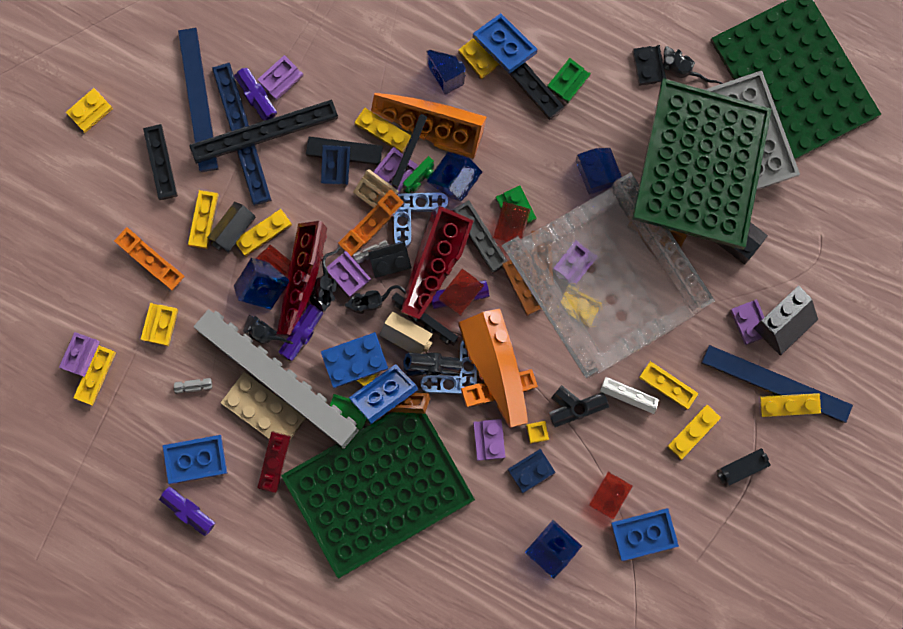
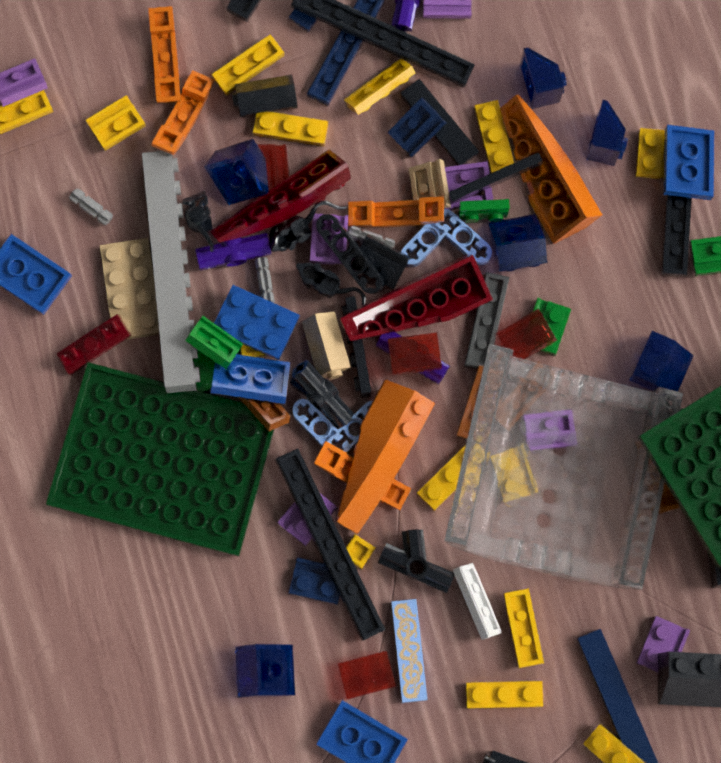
camera: 45 degrees right, 0 degrees up
(194, 281) = (184, 114): none -> orange slope
(291, 161) = (379, 86): none -> yellow plate
(333, 331) = (264, 279): none -> light grey axle
(343, 393) = (214, 342): none -> green plate
(369, 273) = (347, 256): none -> black beam
(378, 72) = (542, 79): none -> clear blue slope
(519, 443) = (330, 544): none -> black tile
(546, 343) = (442, 483): none -> yellow plate
(619, 459) = (409, 651): none -> tile

